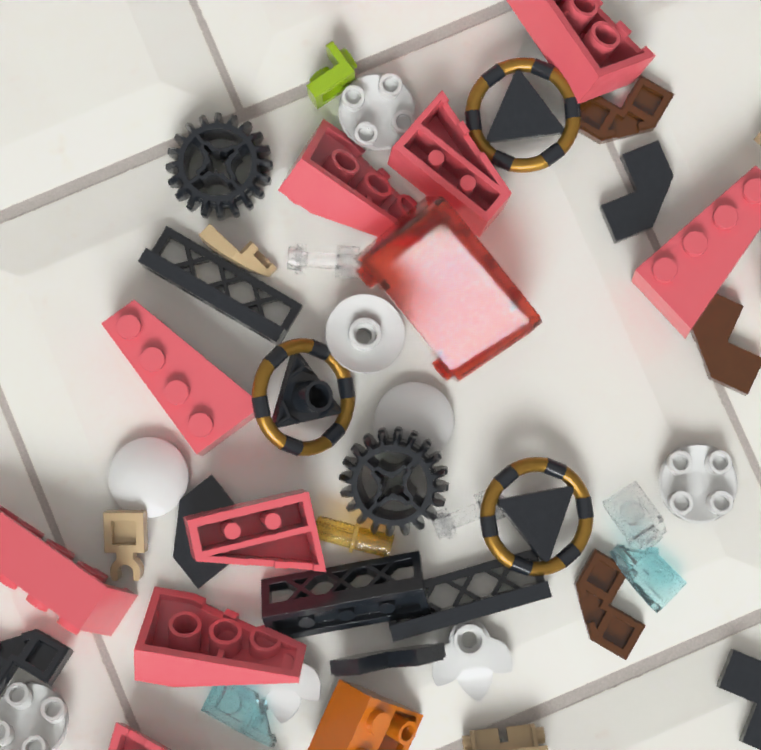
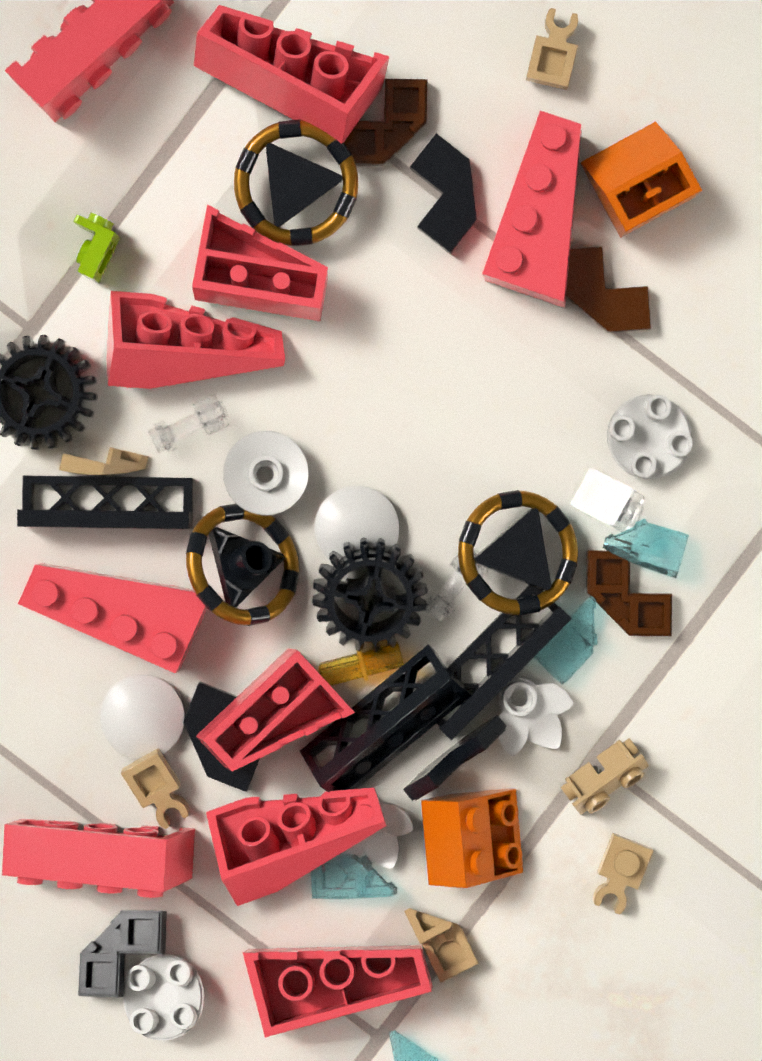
camera: 30 degrees left, 5 degrees up
(376, 110) = (156, 254): white dish -> none
(448, 287) = (317, 391): clear red windscreen -> none
(537, 619) = (571, 644): none -> clear light blue slope

